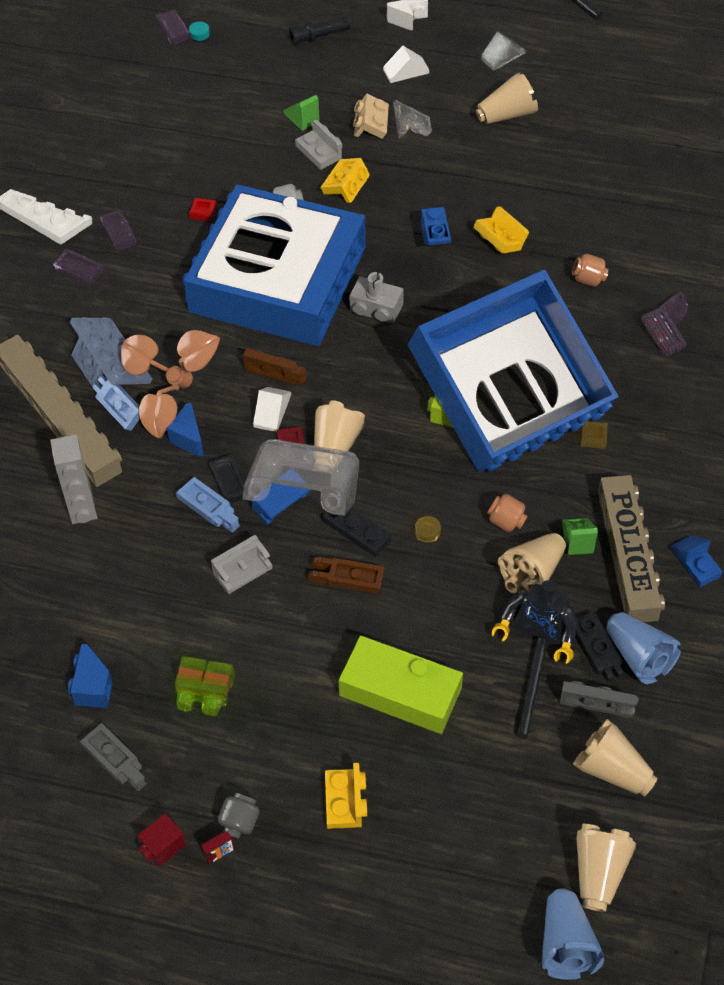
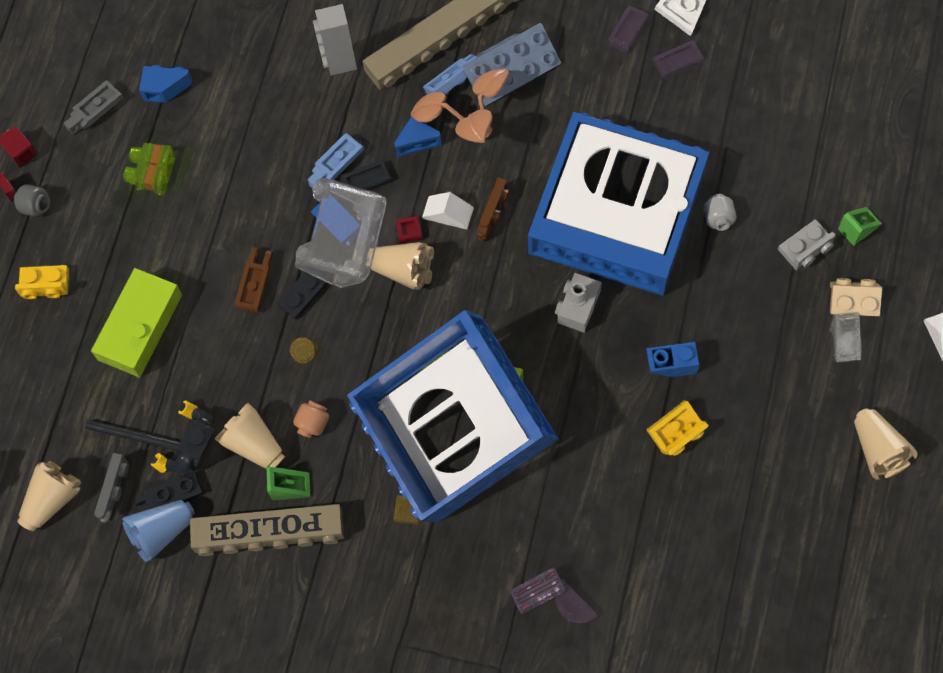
camera: 95 degrees right, 15 degrees up
(203, 209) = (709, 135): red tile -> none
(241, 564) = (268, 192): light grey hinge -> none
(346, 178) = (755, 272): yellow bracket -> none
(590, 270) = (622, 519): nougat head -> none
(695, 559) = (255, 593): blue slope -> none

